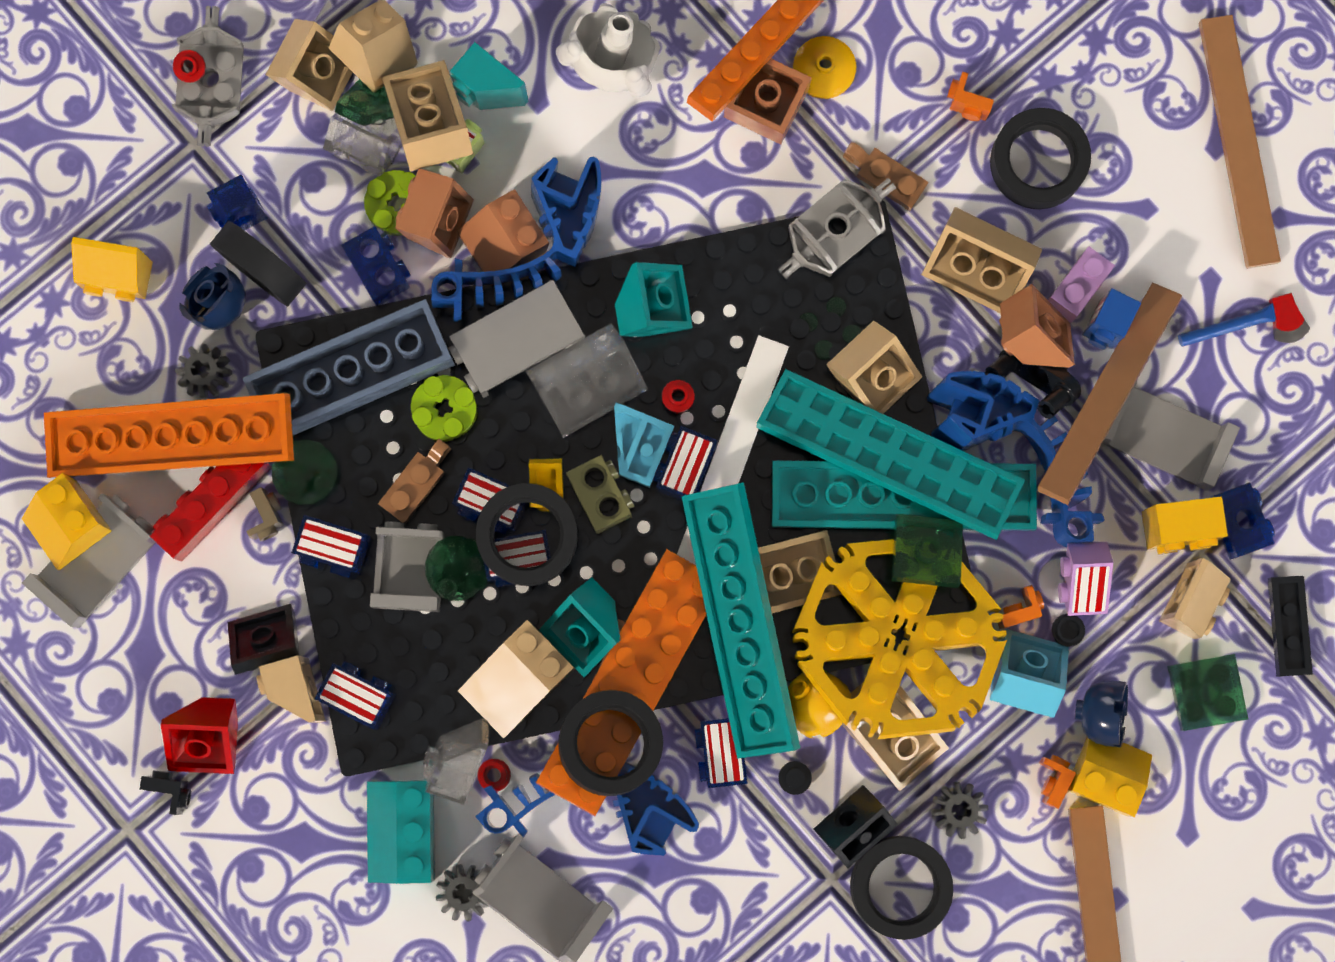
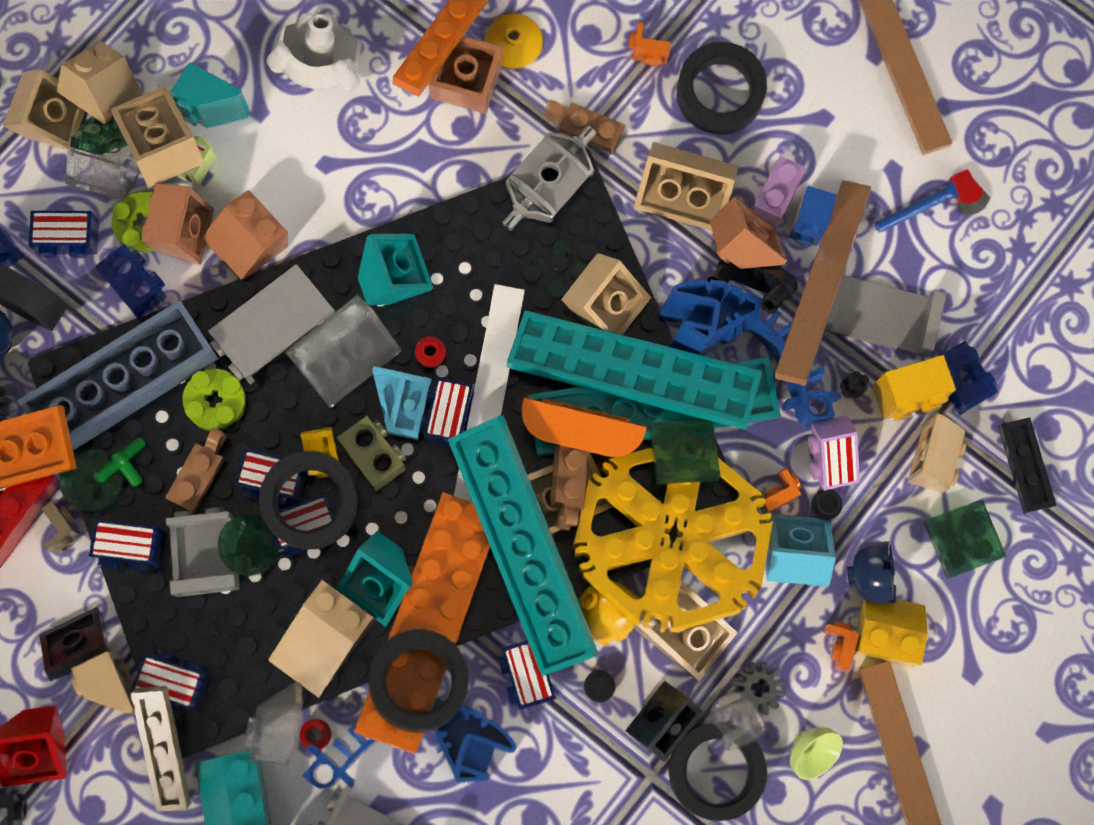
camera: 15 degrees left, 5 degrees down
(312, 202) = (63, 233): none -> brick
(336, 762) = (161, 748): none -> plate
(337, 458) = (120, 461): none -> green piece
(568, 218) = (299, 204): blue piece -> none
(799, 564) = (568, 484): none -> medium nougat plate
(824, 506) = (581, 427): none -> orange brick
(931, 840) = (737, 720): none -> clear helmet
(1006, 886) = (815, 752): none -> yellowish green piece
(1122, 508) = (854, 385): none -> black plate

